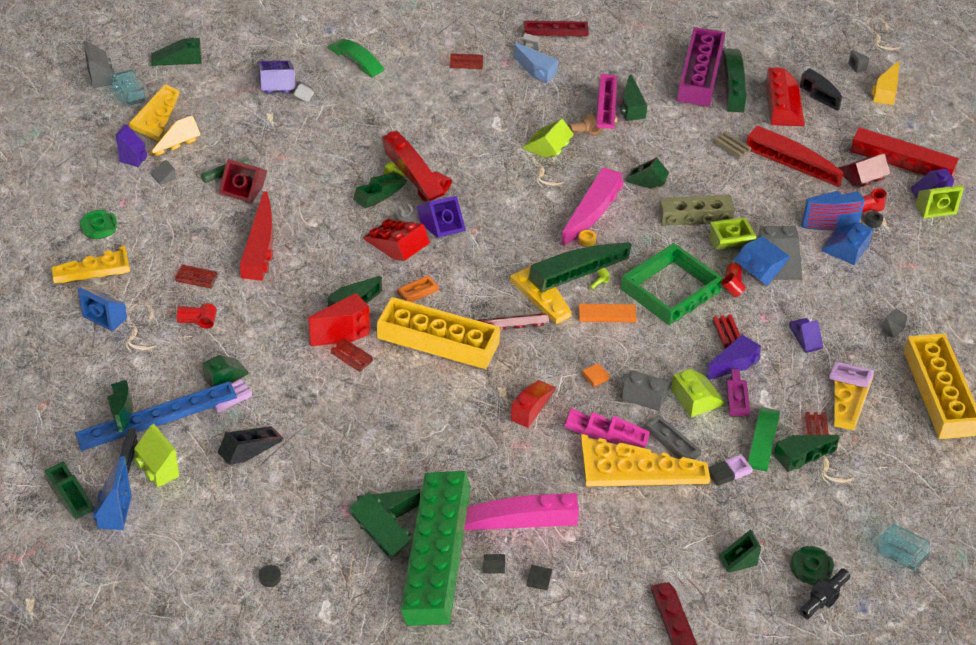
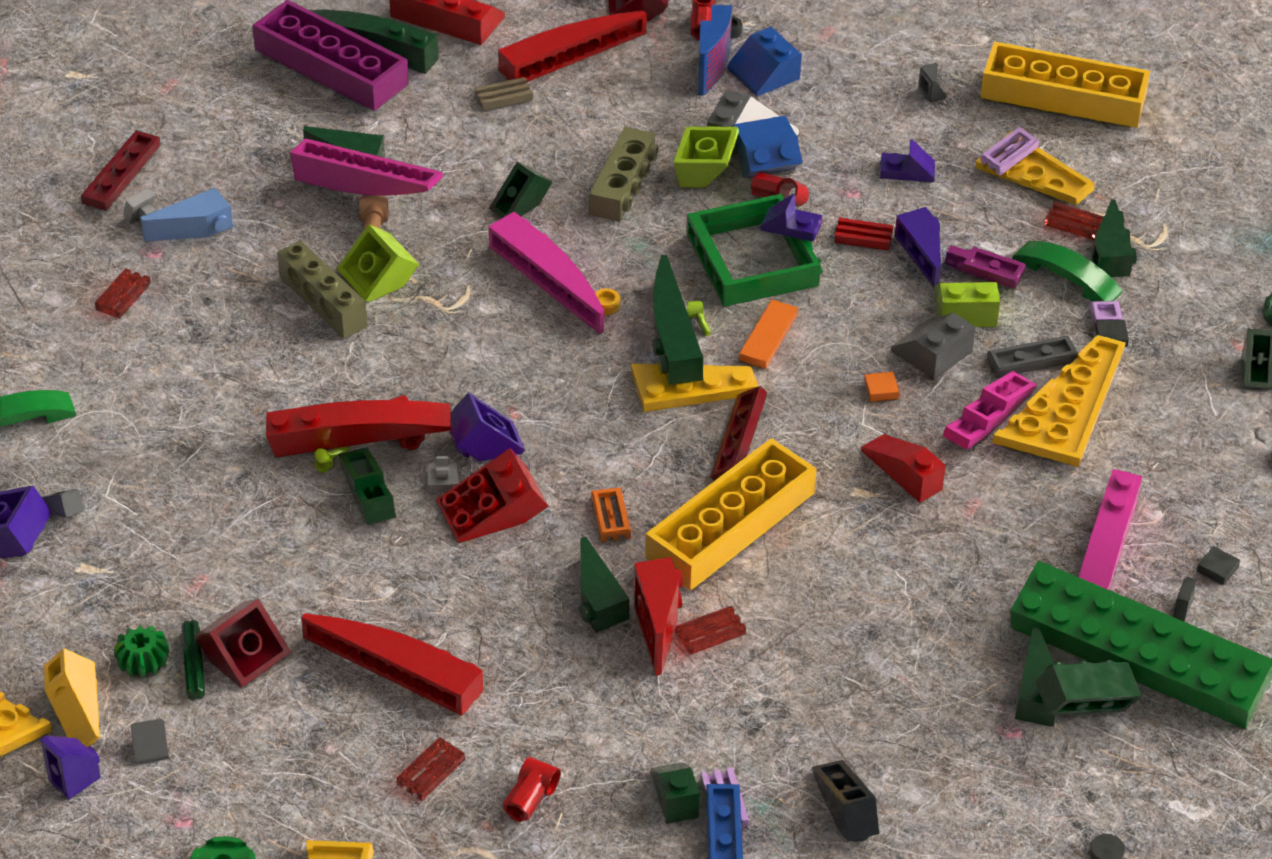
camera: 65 degrees left, 0 degrees up
(218, 149) = (141, 651): none -> green gear
(513, 125) = (322, 289): none -> olive brick
(696, 287) = (788, 221): none -> dark purple slope

